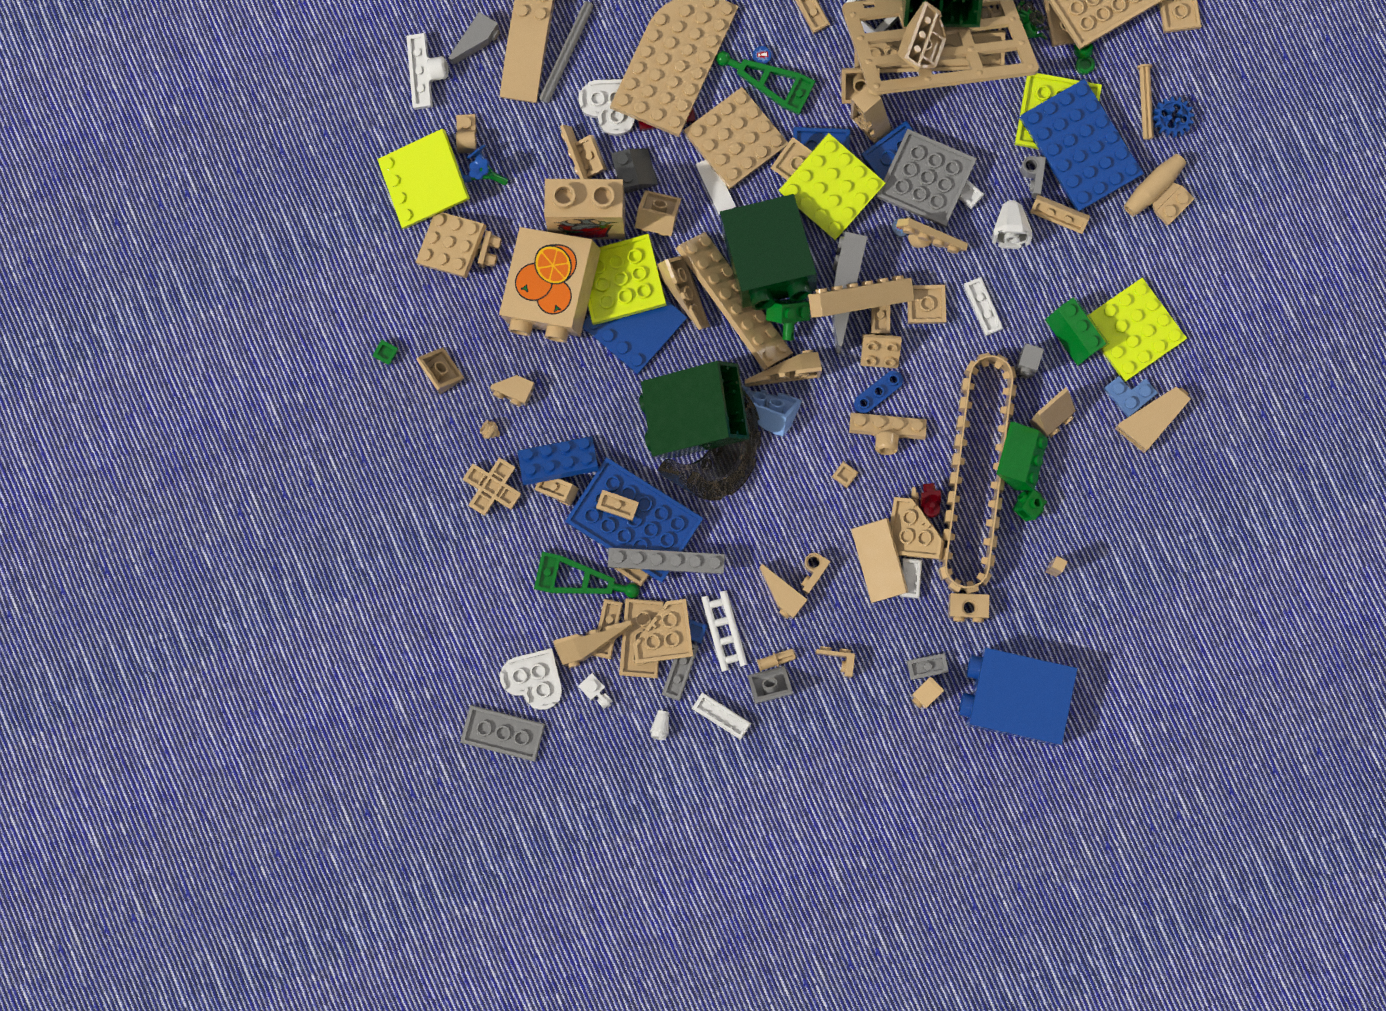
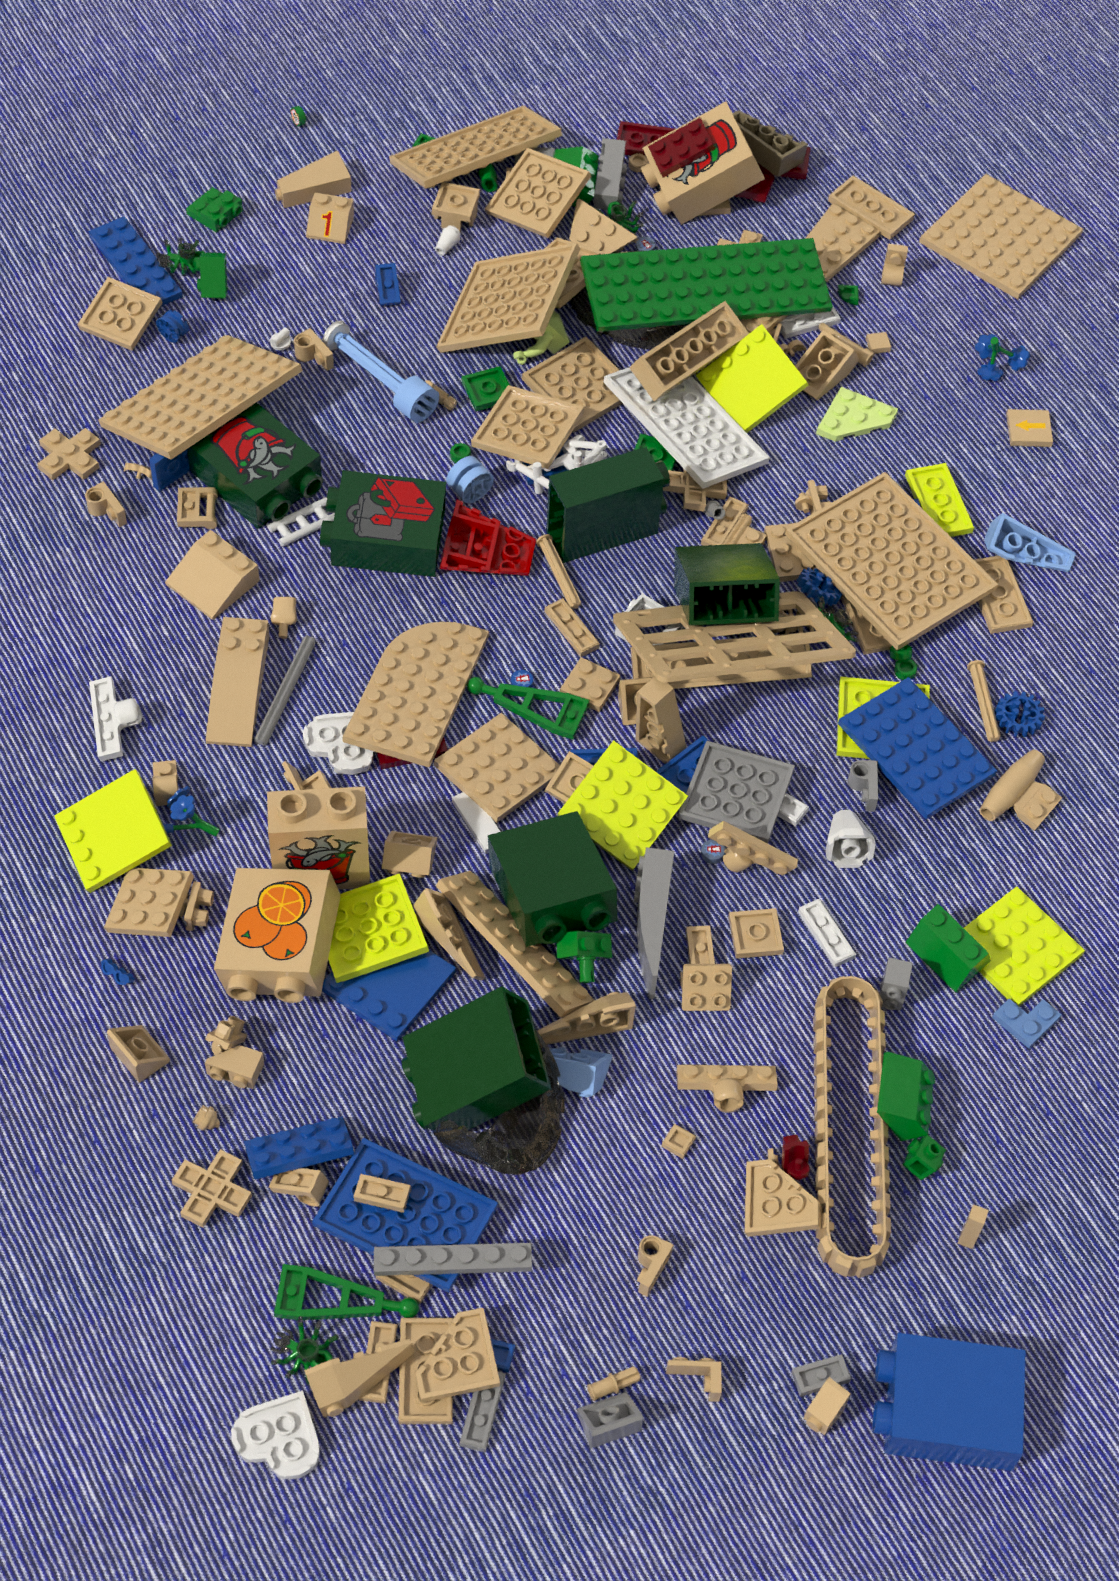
camera: 10 degrees left, 25 degrees down
(385, 352) = (65, 1034): green plate -> none
(427, 305) = (119, 974): none -> blue piece
(476, 37) = (175, 679): light grey slope -> none
(502, 733) = (238, 1517): light grey tile -> none
(507, 365) = (227, 1035): none -> tan hips
(554, 618) = (307, 1349): none -> animal
(592, 687) = (362, 1442): white plate -> none
(634, 168) = (381, 807): dark grey slope -> none
(660, 726) = (461, 1487): white cone -> none
(721, 716) = (546, 1465): white plate -> none
(733, 638) = (554, 1358): white bar -> none
(785, 597) = (617, 1297): tan slope -> none
(818, 62) = (591, 683): none -> tan plate
(861, 297) = (674, 916): tan brick -> none
(872, 398) = (704, 1047): blue plate -> none
(879, 560) = (738, 1242): tan tile -> none
(912, 574) = (782, 1262): white plate -> none
(923, 38) = (715, 626): tan wedge -> none
(979, 602) = (876, 1283): tan brick -> none
(1054, 413) = (938, 1039): tan slope -> none
(1060, 214) = (904, 823): tan plate -> none
(1149, 422) = (1059, 1047): tan slope -> none

